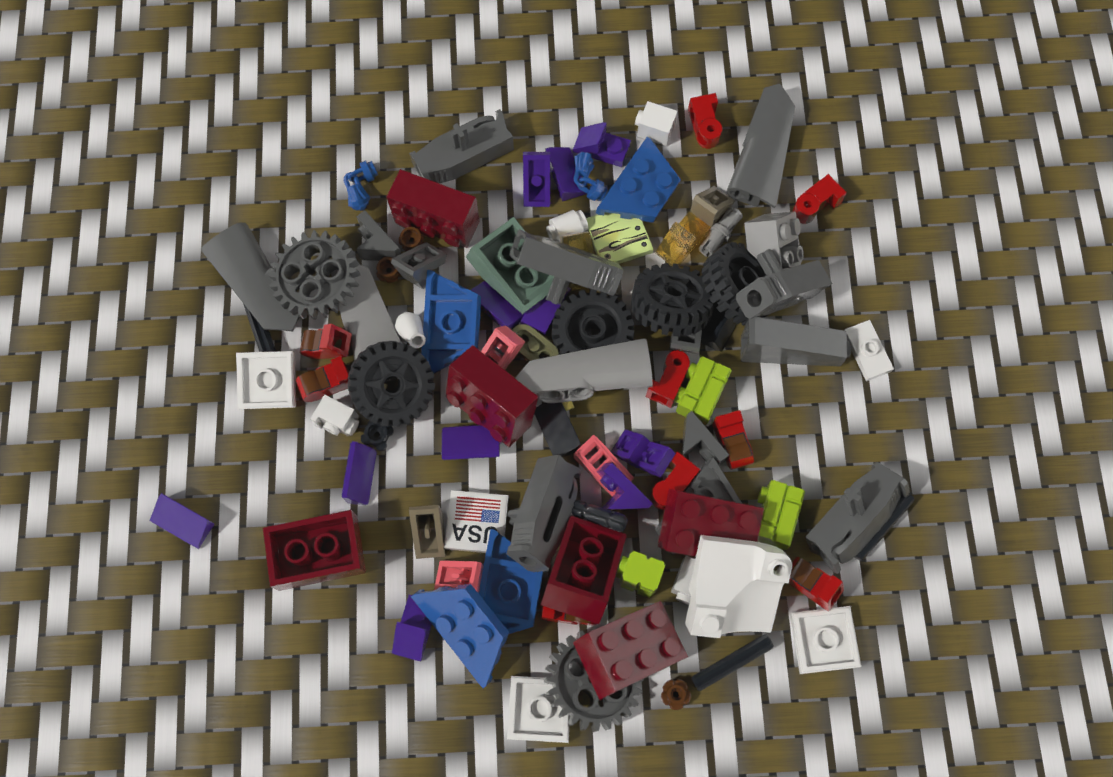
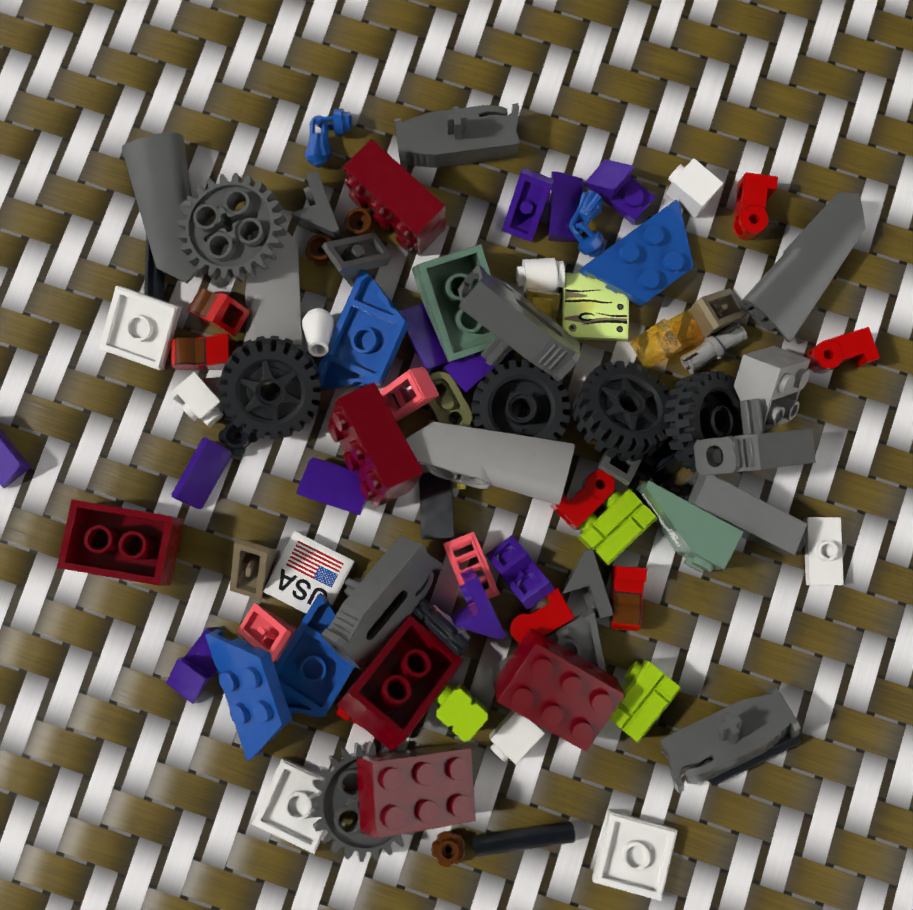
camera: 20 degrees right, 10 degrees up
(735, 586) = (556, 767): white slope -> none
(760, 368) = (690, 530): none -> sand green slope
(815, 583) = (647, 791): red leg -> none

